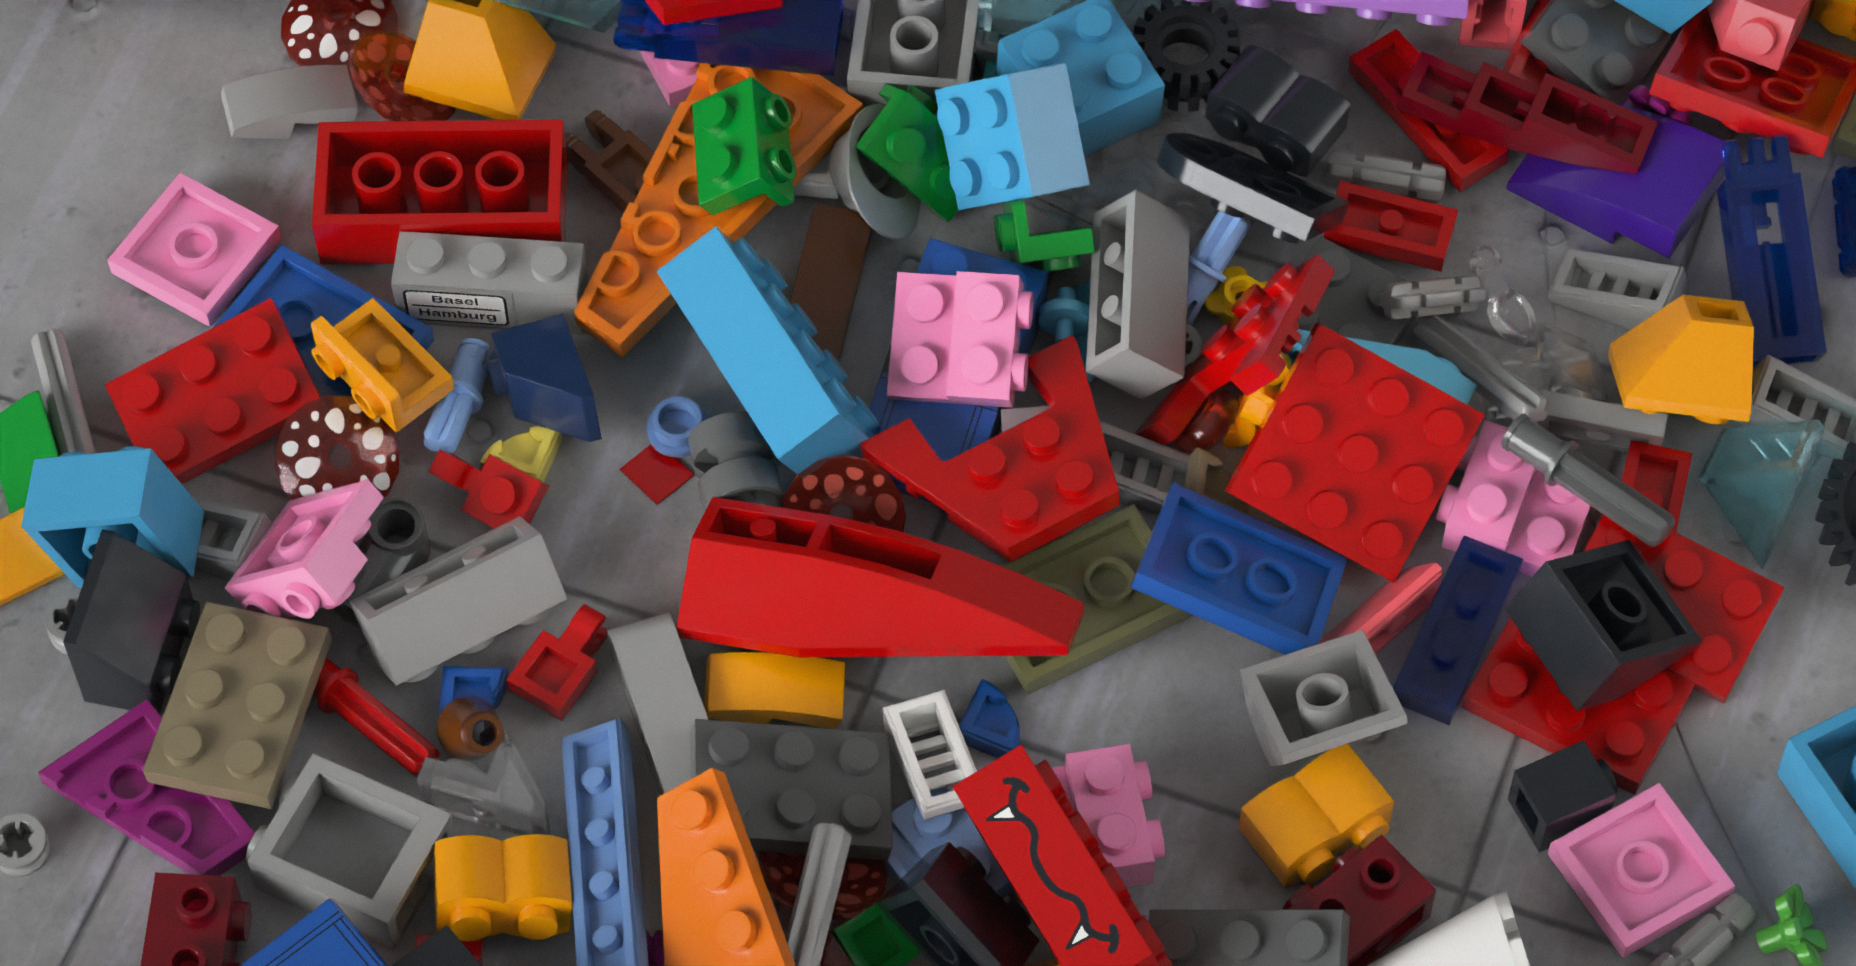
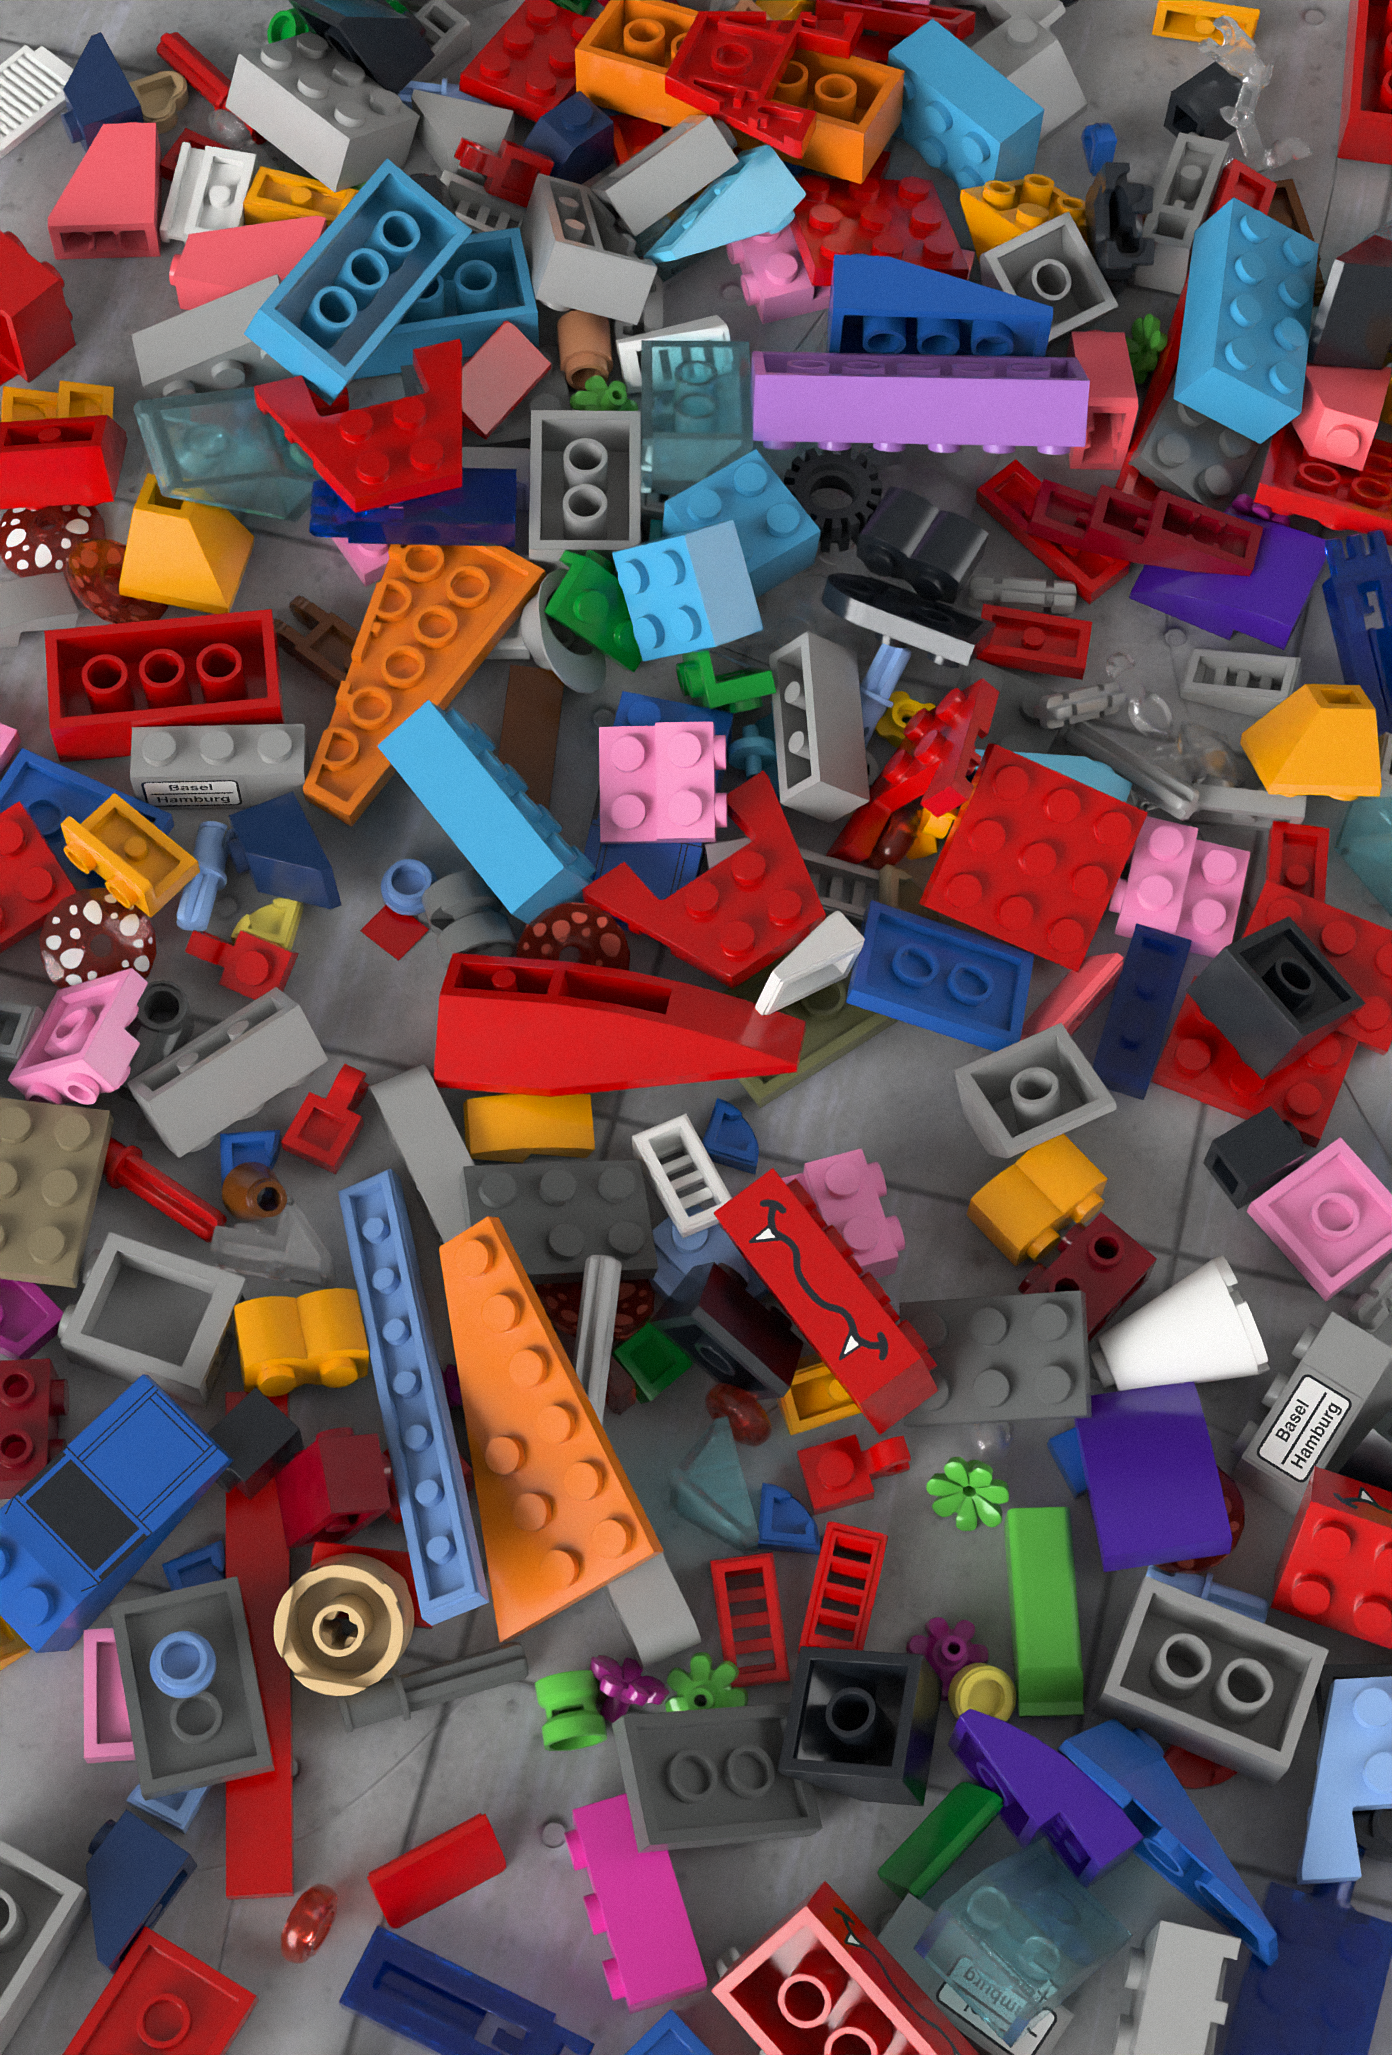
camera: 10 degrees left, 5 degrees up
(742, 147) = (441, 621): green bracket -> none
(1097, 544) = (813, 965): none -> white slope
(1587, 480) = (1246, 865): dark grey axle -> none

